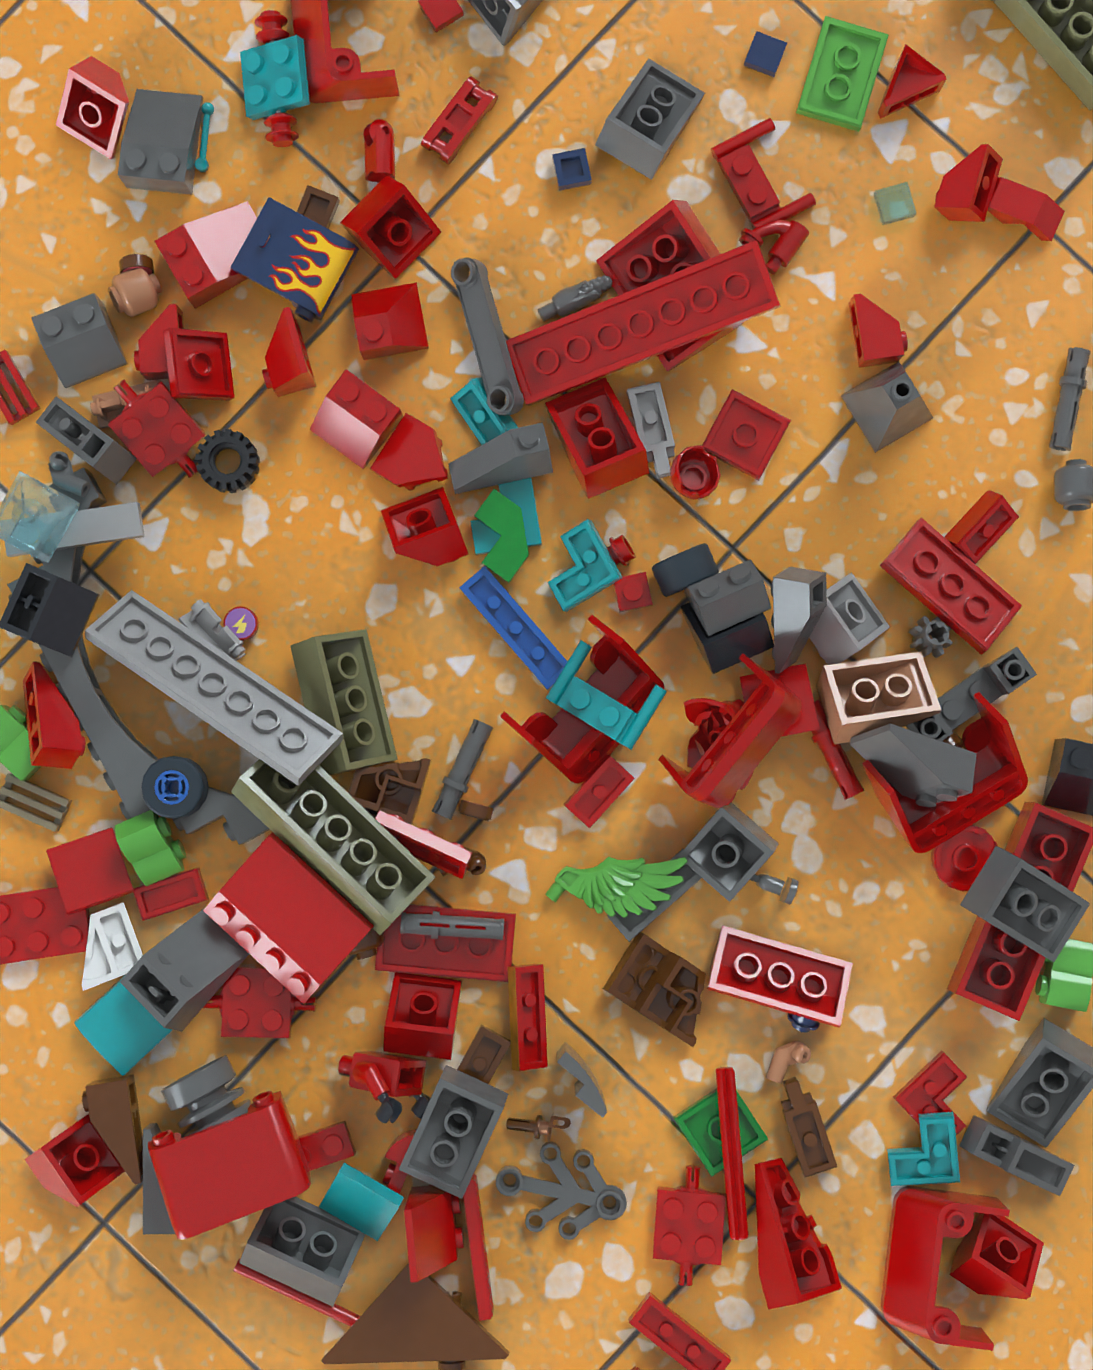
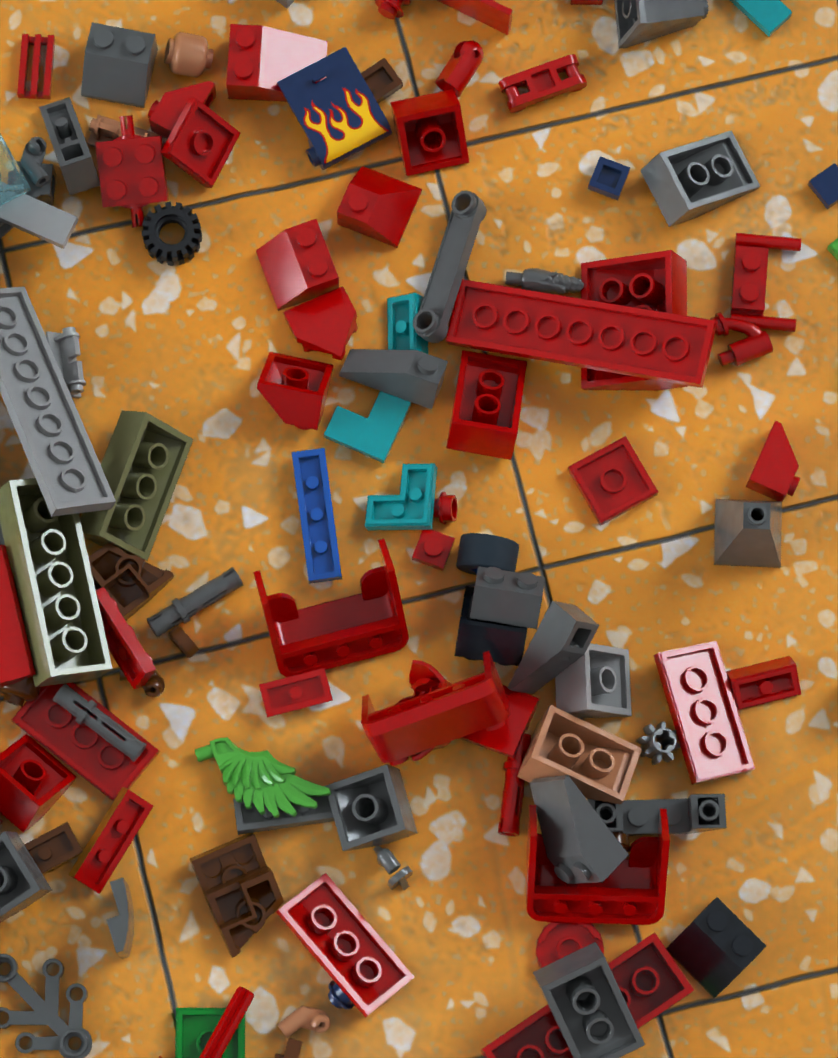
camera: 30 degrees right, 10 degrees down
(136, 261) = (206, 31): reddish brown tile -> none
(242, 622) = (95, 369): medium lavender tile -> none
(287, 358) = (276, 182): red slope -> none
(507, 521) = (356, 447): green tile -> none
(537, 1127) = (57, 938): piece -> none
(598, 708) = (339, 620): teal plate -> none
(653, 425) = (538, 424): light grey hinge -> none
(695, 473) = (548, 482): red hair -> none

